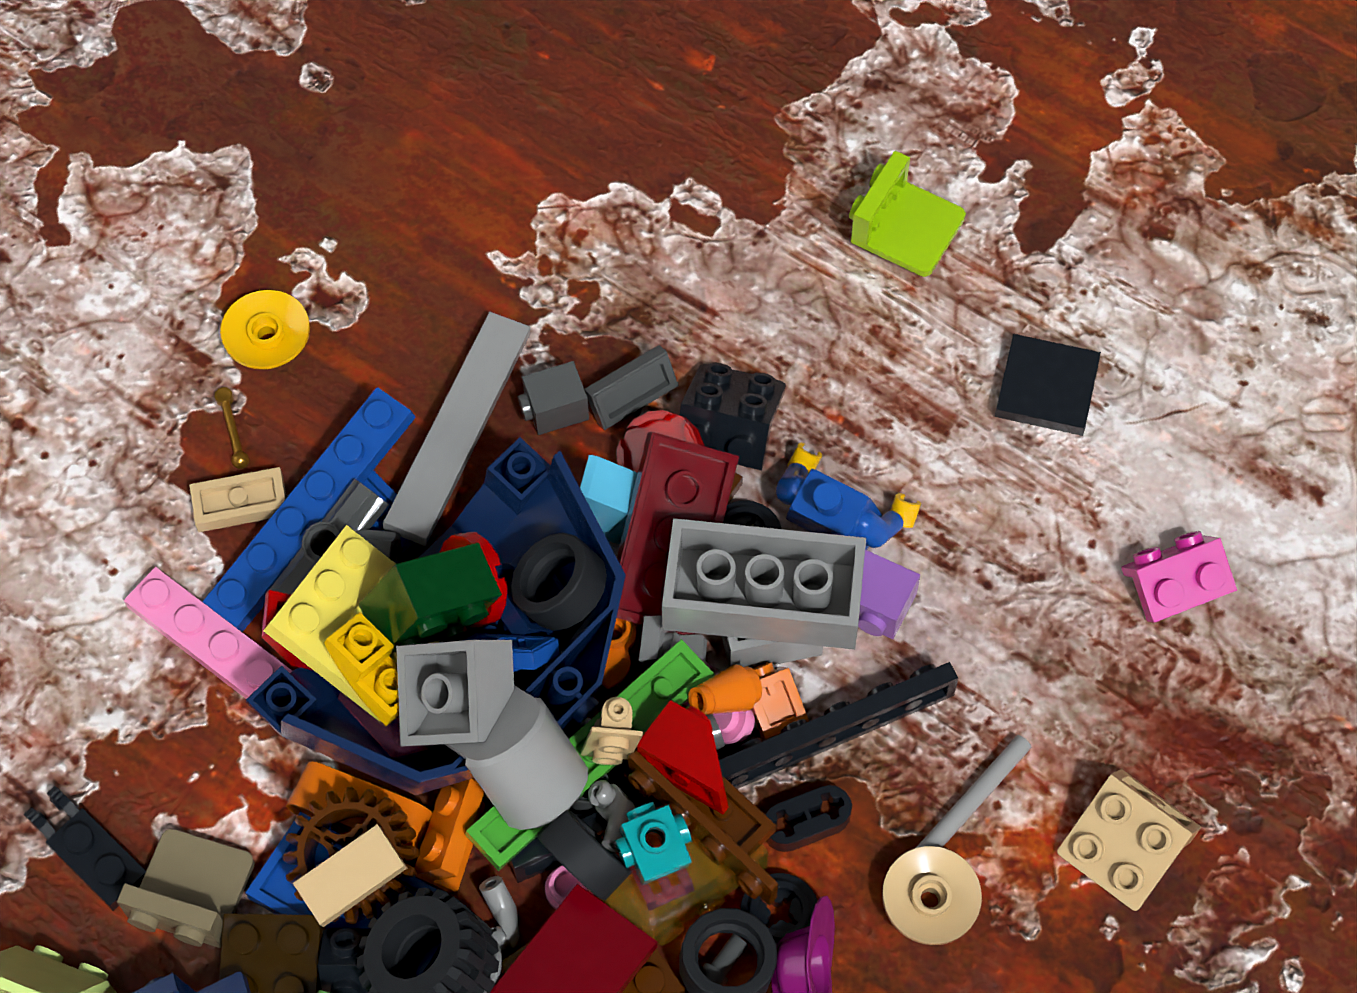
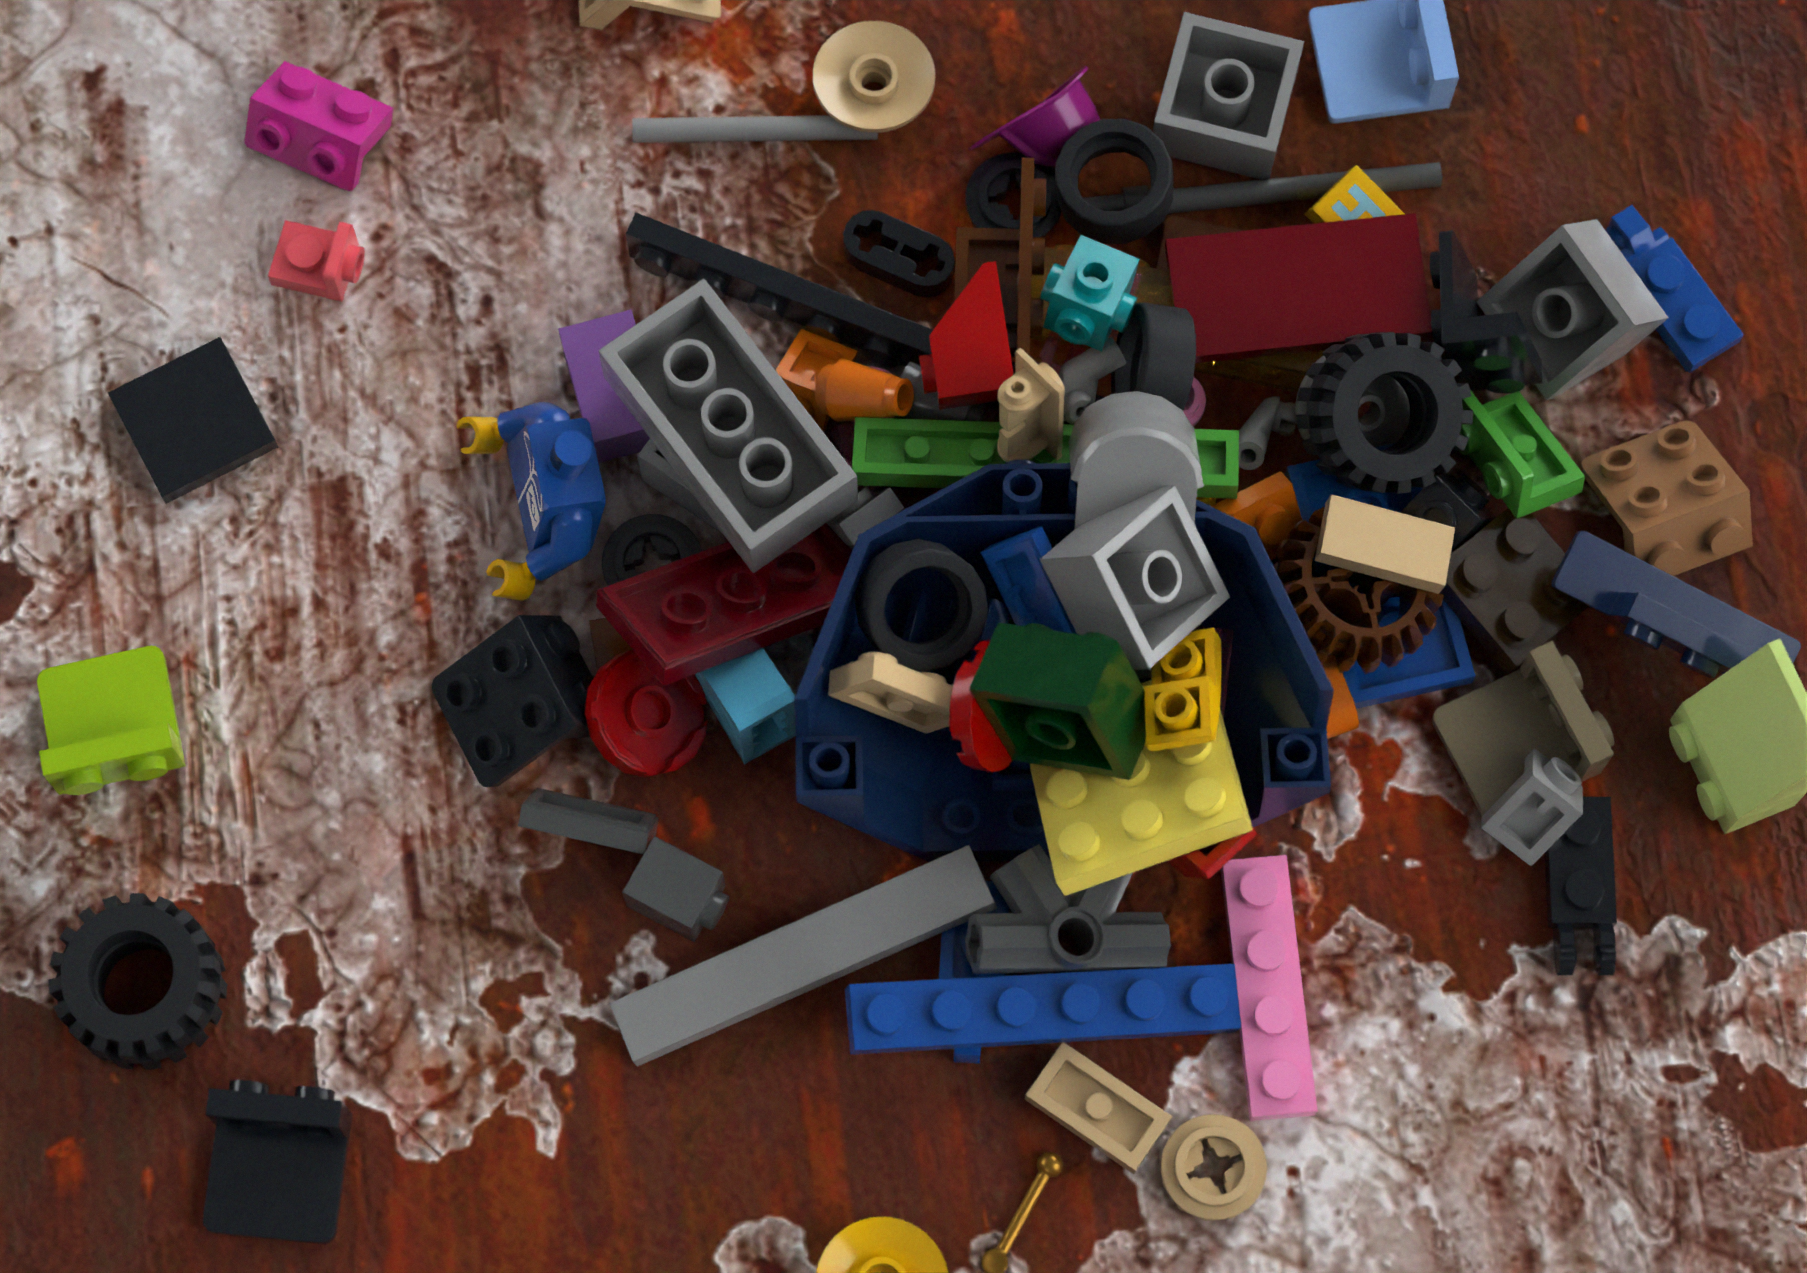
camera: 135 degrees left, 10 degrees up
(139, 851) = (1536, 807): none -> light grey bracket
(148, 512) = (1225, 1139): none -> tan gear
(531, 522) = (893, 691): none -> tan plate
(604, 129) = (276, 1162): none -> black bracket
(751, 104) = (101, 945): none -> black tyre
(1090, 513) = (317, 260): none -> coral bracket

